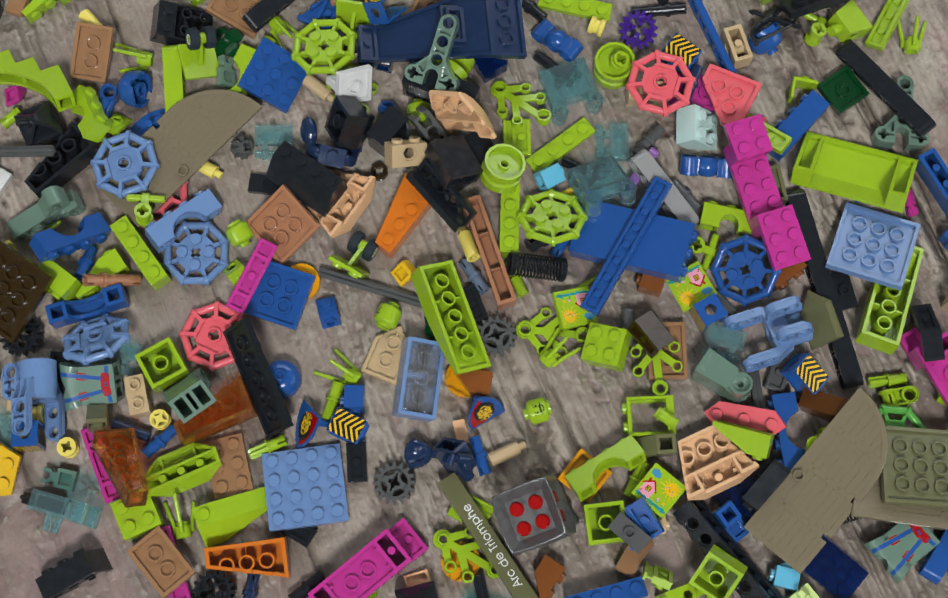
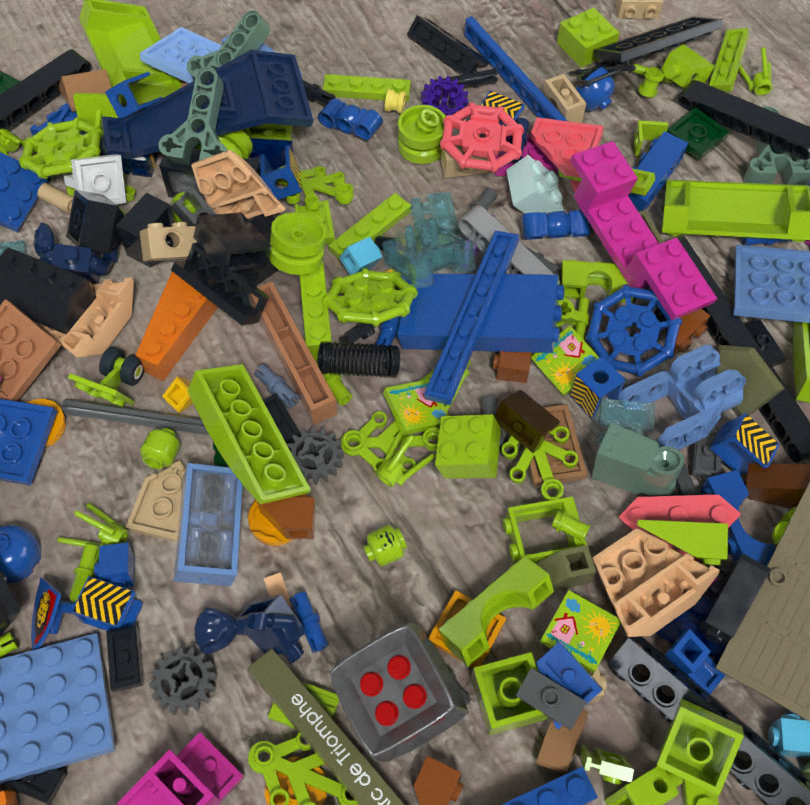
camera: 10 degrees left, 15 degrees down
(328, 312) = (76, 456): blue bracket -> none
(378, 166) = (142, 287): dark brown bush -> none
(468, 245) = (264, 348): light yellow cylinder -> none
(483, 410) = (306, 555): shield -> none
(503, 100) = (290, 172): none -> blue piece
(506, 452) = (347, 612): tan cylinder -> none
(566, 86) = (371, 162): clear light blue piece -> none
(635, 479) = (541, 622): lime axle -> none

